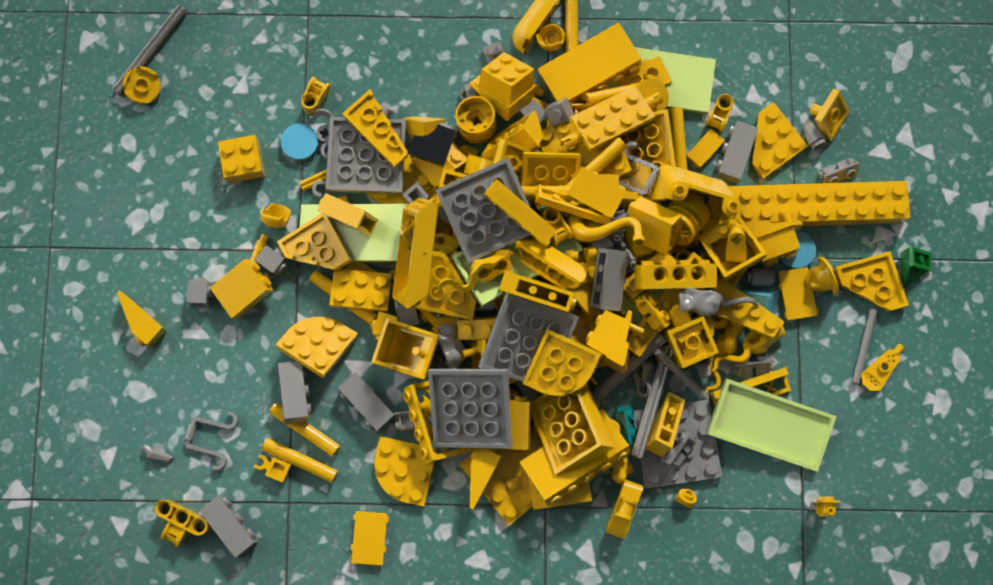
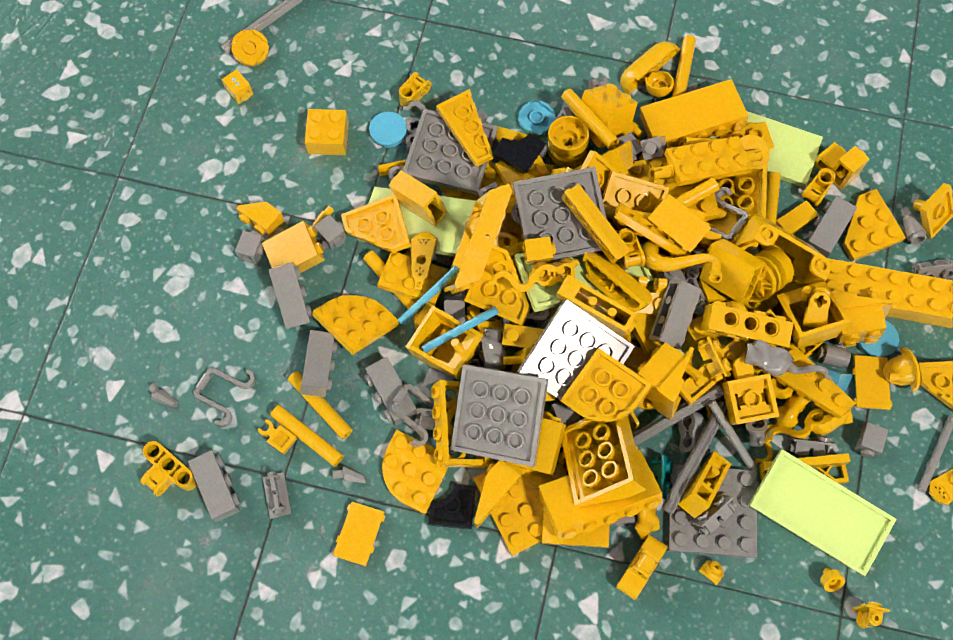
camera: 15 degrees right, 10 degrees down
(141, 130) = (237, 86): none -> yellow brick
(141, 323) = (184, 263): yellow slope -> none
(202, 259) = (262, 216): none -> yellow slope
(250, 333) = (290, 295): none -> light grey brick
(275, 216) = (345, 191): yellow hair -> none
(287, 520) = (276, 494): none -> light grey hinge
(347, 487) = (349, 475): none -> light grey bar
(360, 265) = (419, 251): none -> yellow piece
(375, 413) = (416, 427): none -> light grey piece
(380, 305) = (429, 295): none -> medium azure bar
(417, 335) = (460, 329): none -> medium azure bar
(440, 98) = (536, 118): none -> medium azure tile
(450, 496) = (455, 510): none -> black tile
(473, 251) = (538, 250): none -> yellow brick
(492, 97) = (590, 119): none -> yellow piece
(736, 85) = (845, 165): none -> yellow brick
(789, 481) = (832, 580): none -> yellow tile
(804, 349) = (871, 440): none -> light grey brick

